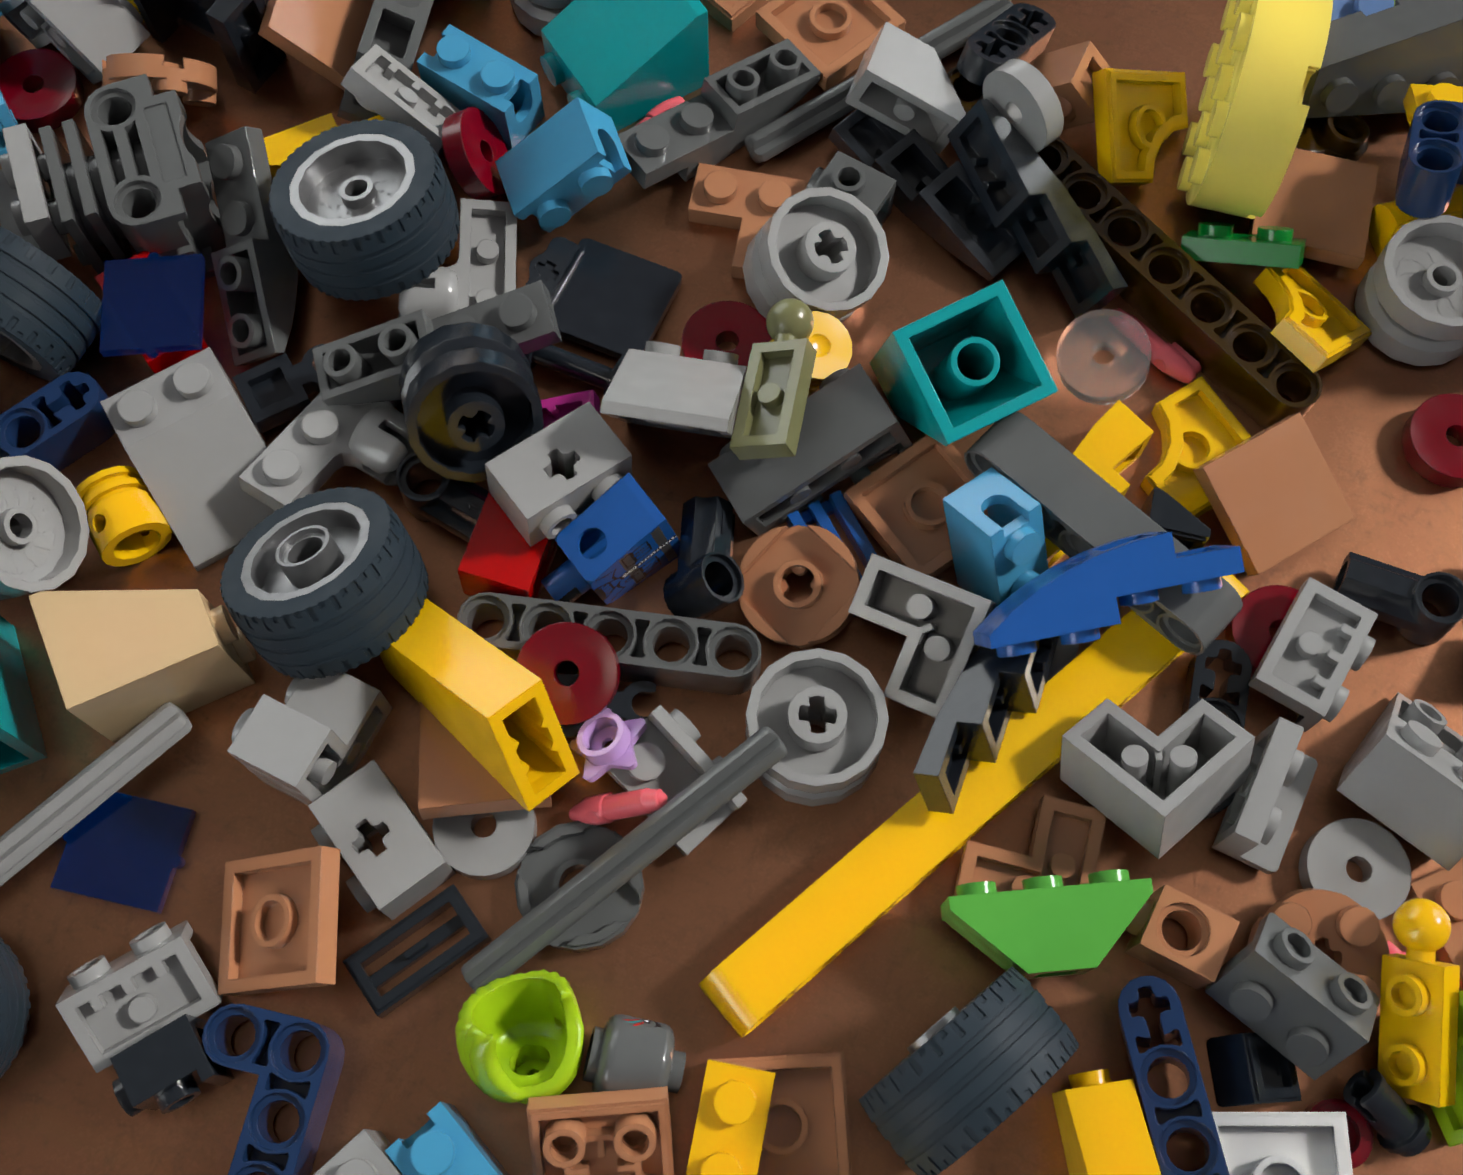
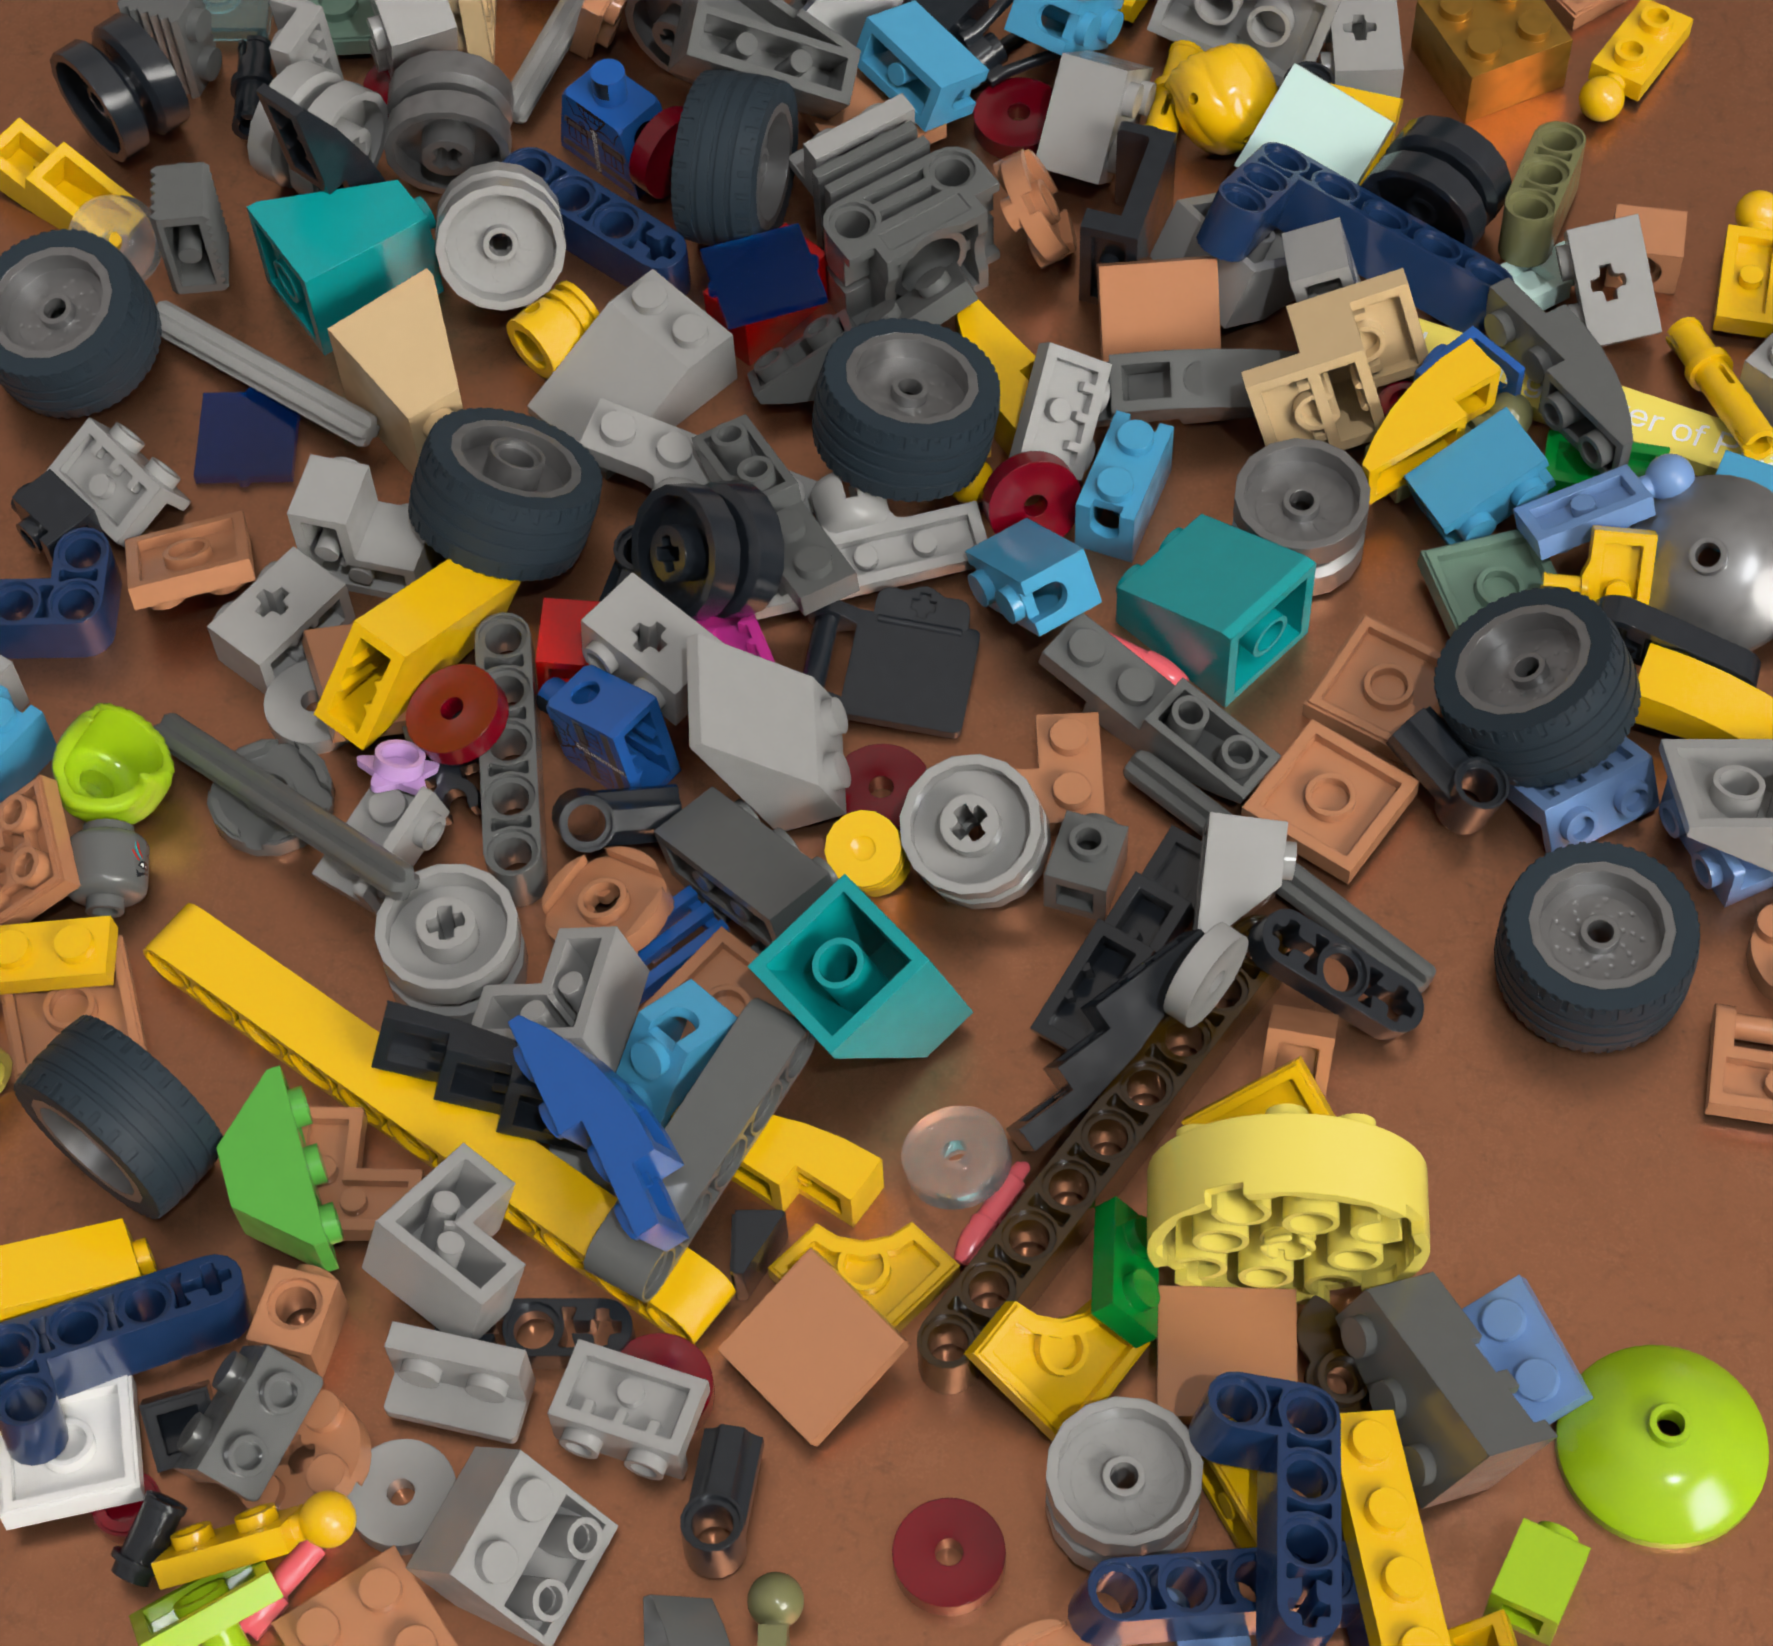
camera: 80 degrees right, 10 degrees down
(278, 389) = (723, 401): black plate -> none
(430, 972) = (221, 711): black tile -> none
(609, 807) = (342, 793): coral piece -> none
(776, 385) = (794, 807): olive plate -> none

